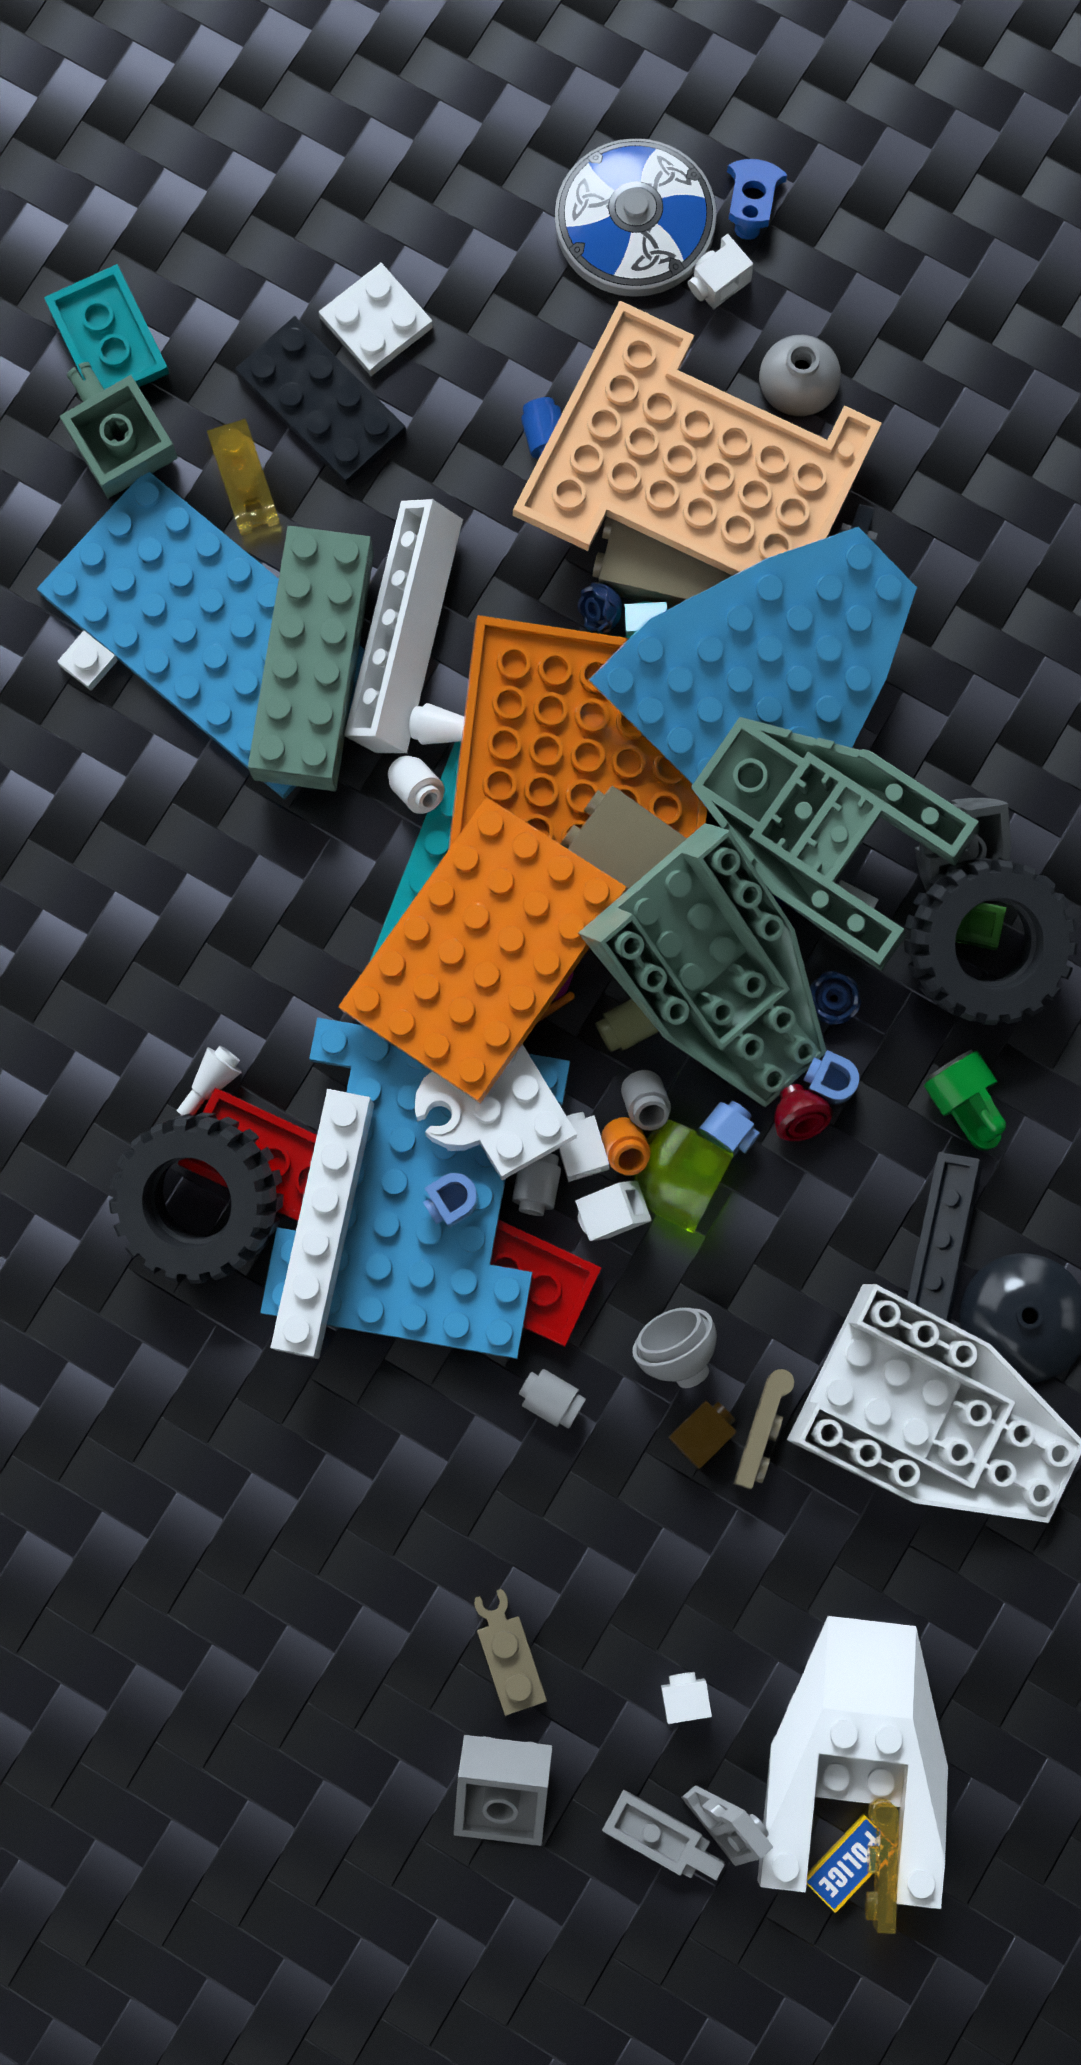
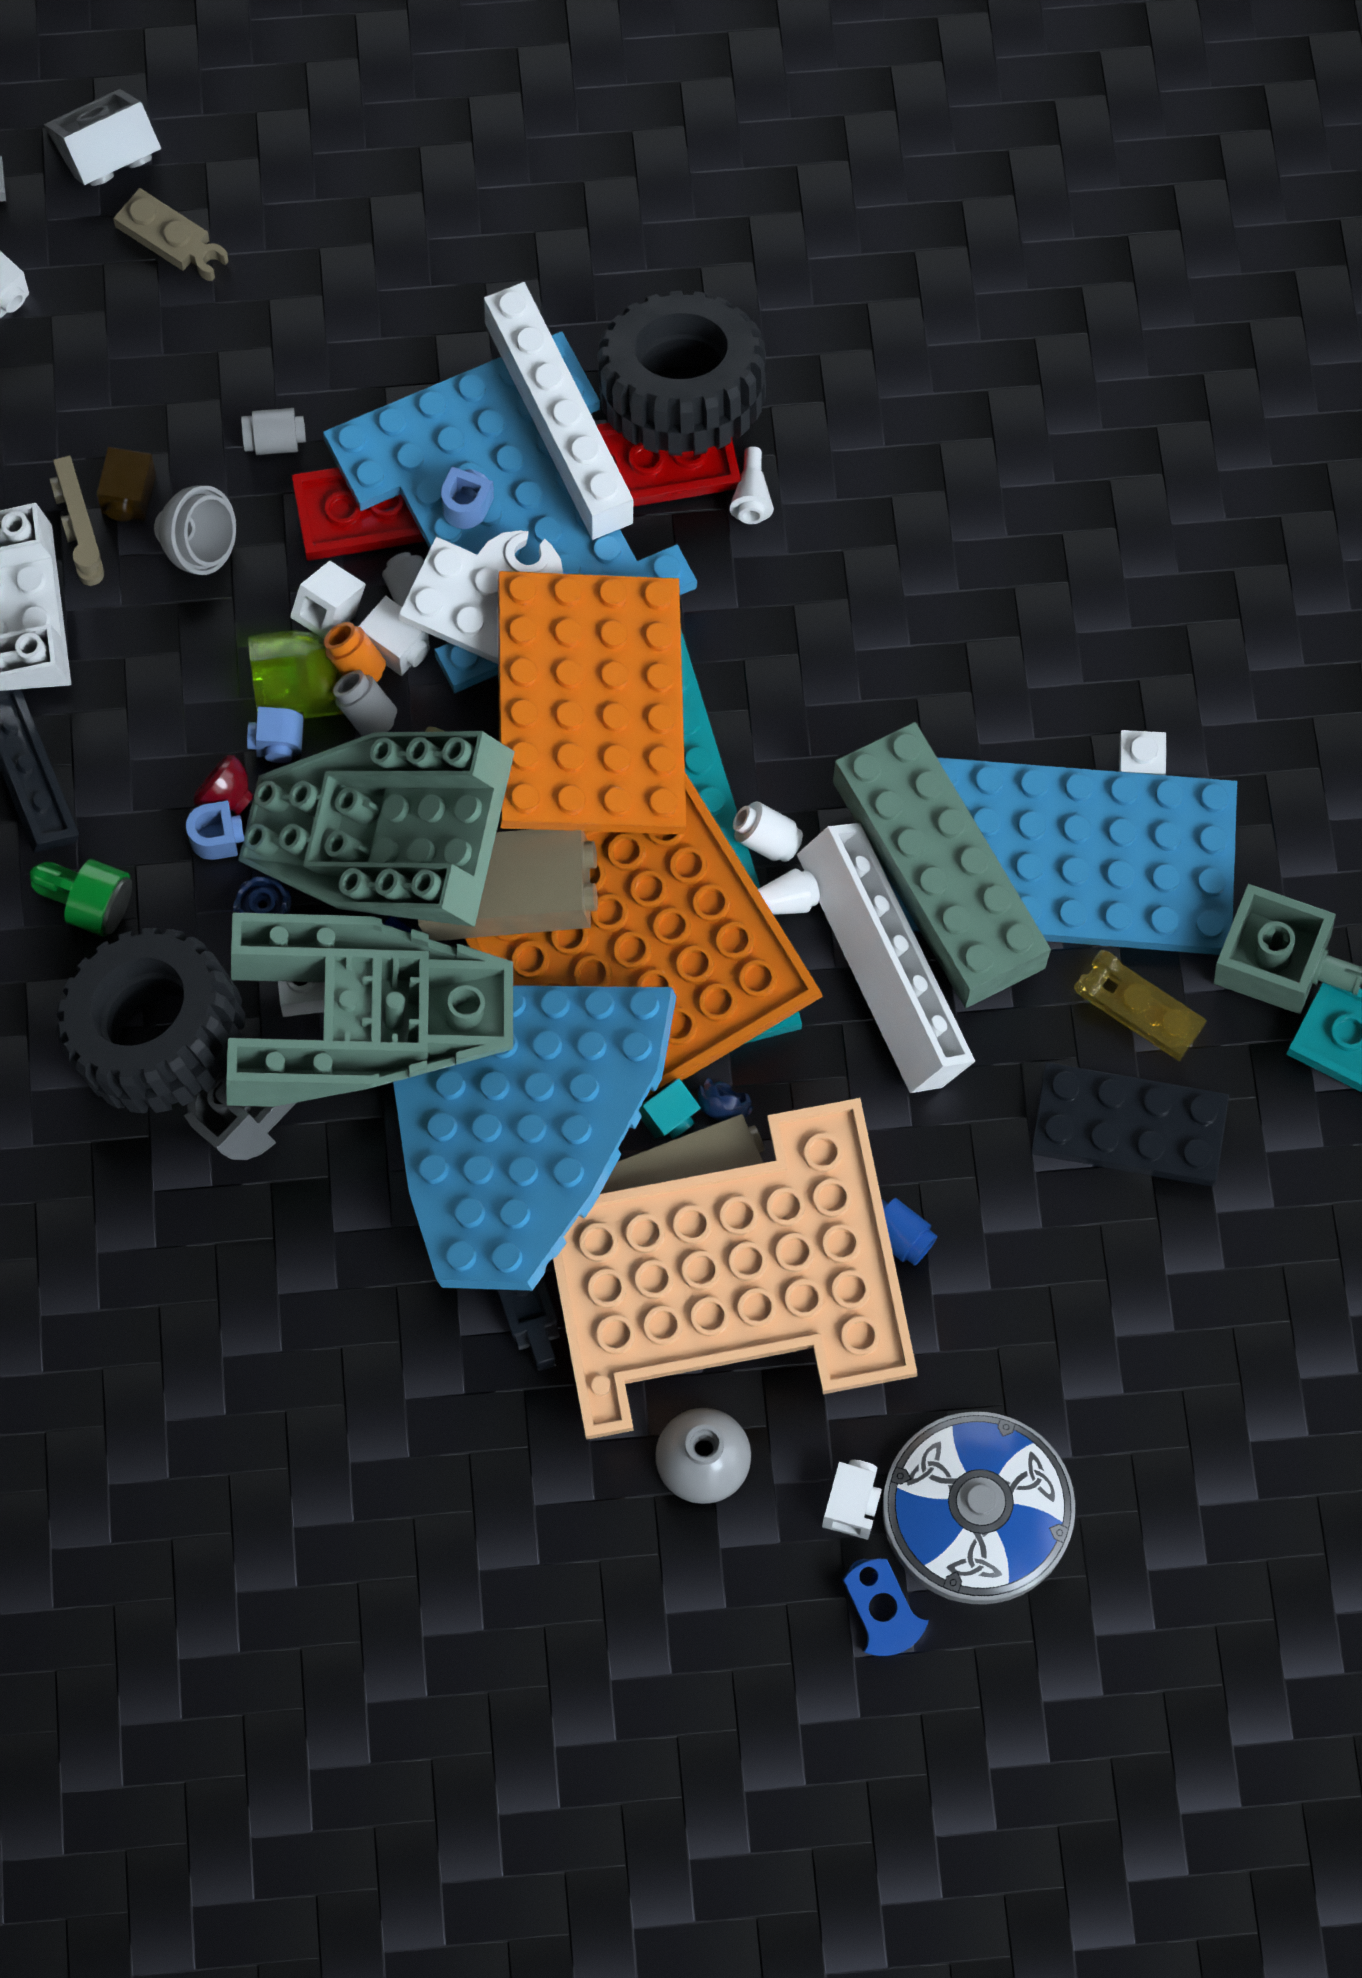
camera: 135 degrees right, 10 degrees down
(376, 319) = (1141, 1235): white plate -> none

